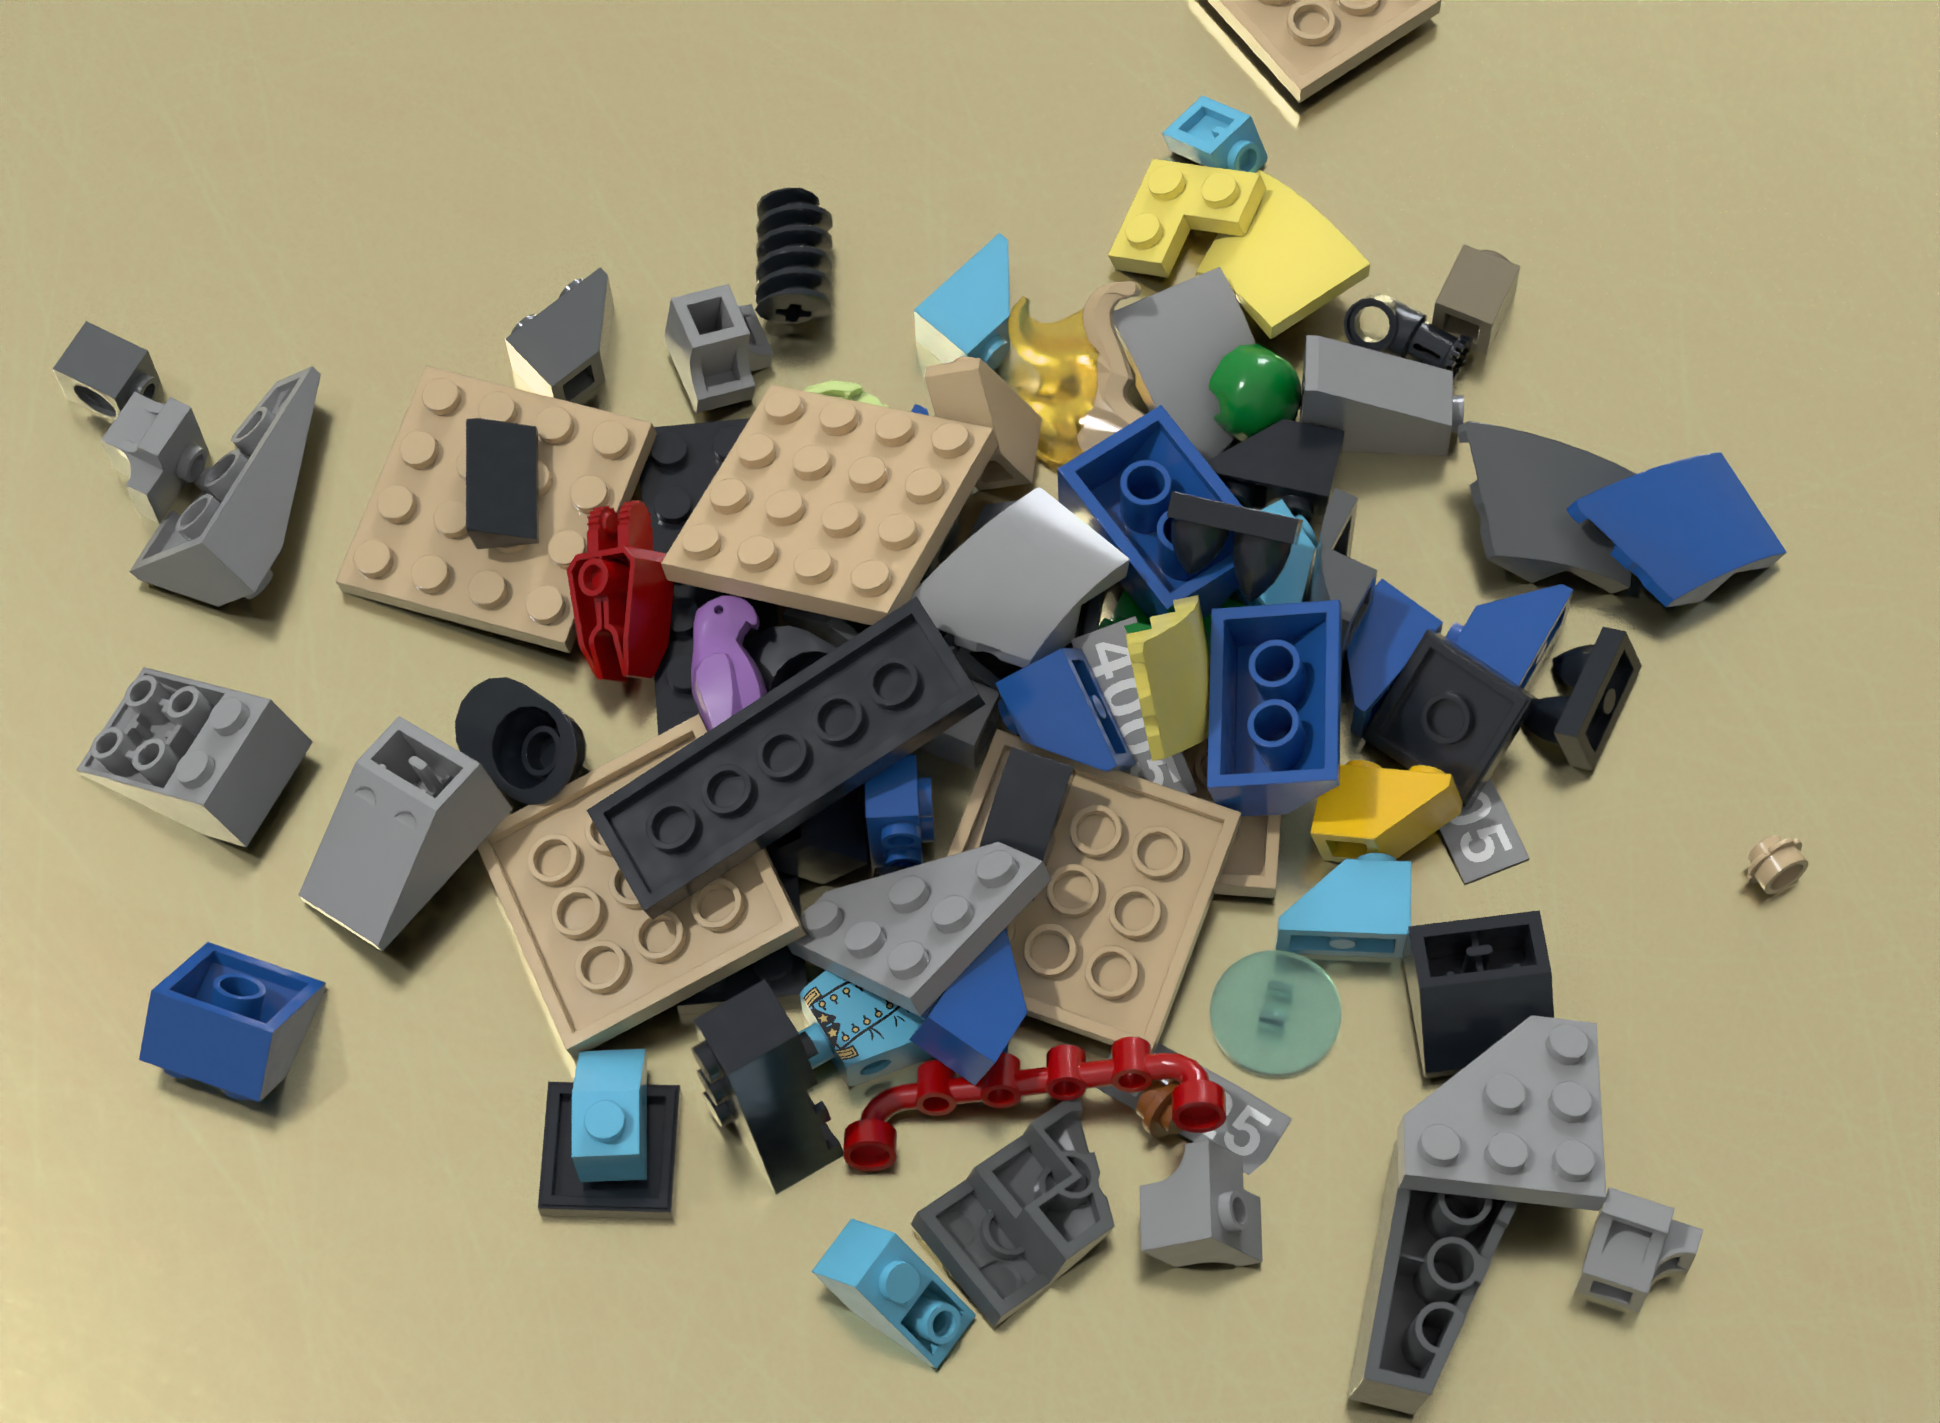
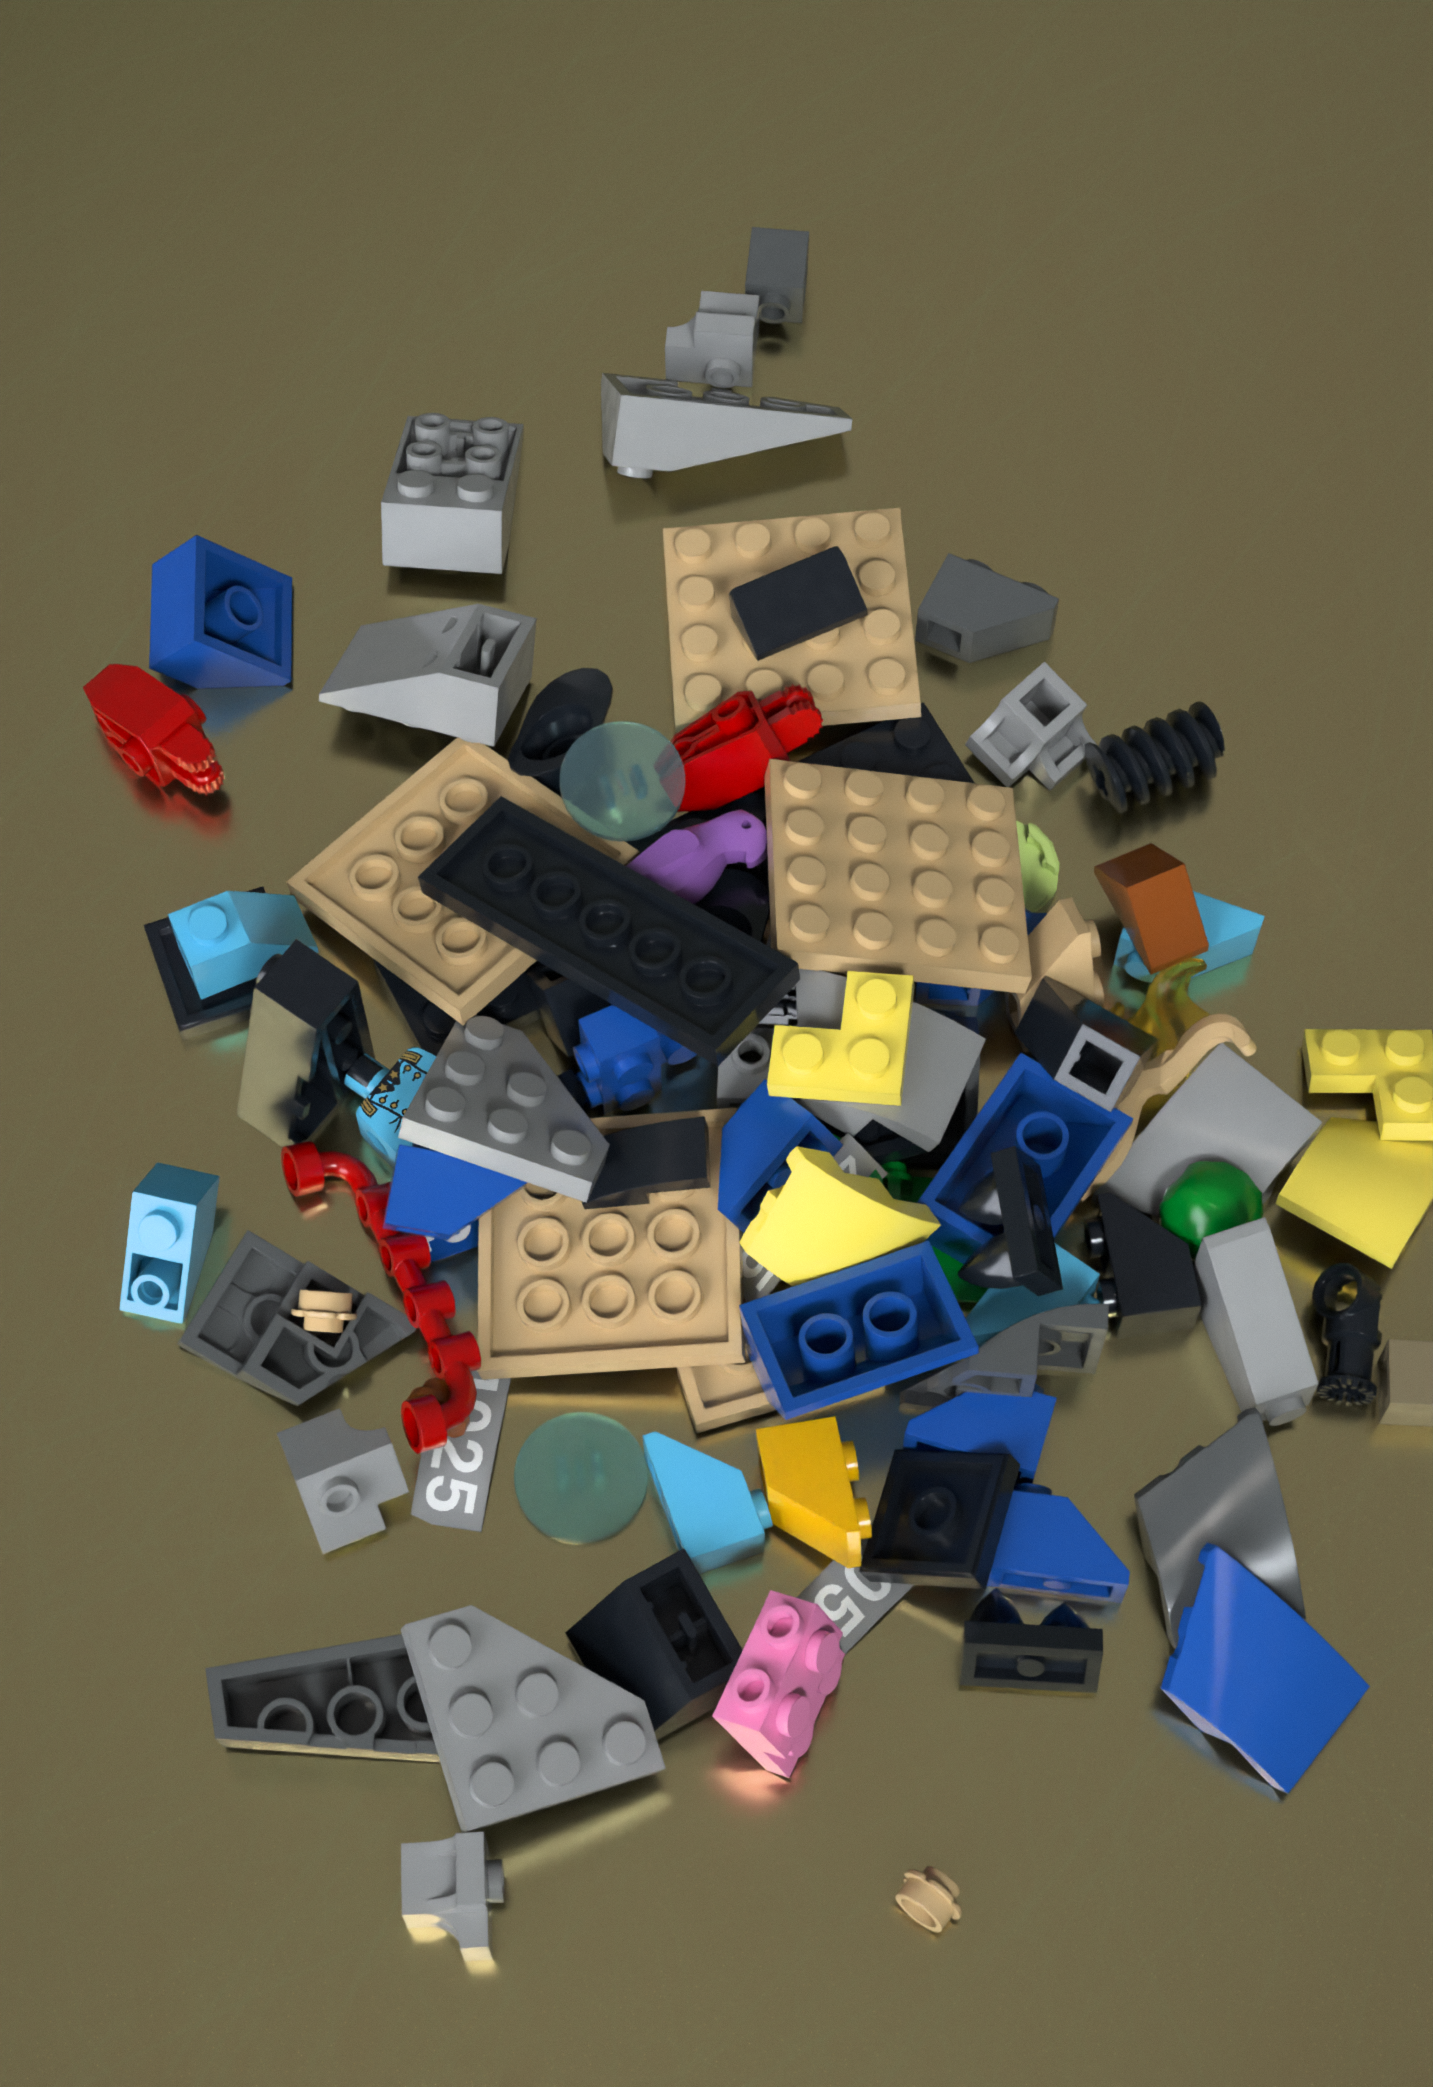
camera: 65 degrees right, 0 degrees up
(326, 1122) = (154, 728): none -> red hinge
(620, 699) = (622, 781): none -> clear light blue piece
(952, 308) = (1154, 905): none -> dark orange slope
(1024, 589) = (859, 1061): none -> light yellow plate
(1033, 1166) = (324, 1310): none -> tan plate
(1074, 414) = (1084, 1044): none -> black slope
(1573, 903) = (781, 1681): none -> bright pink plate

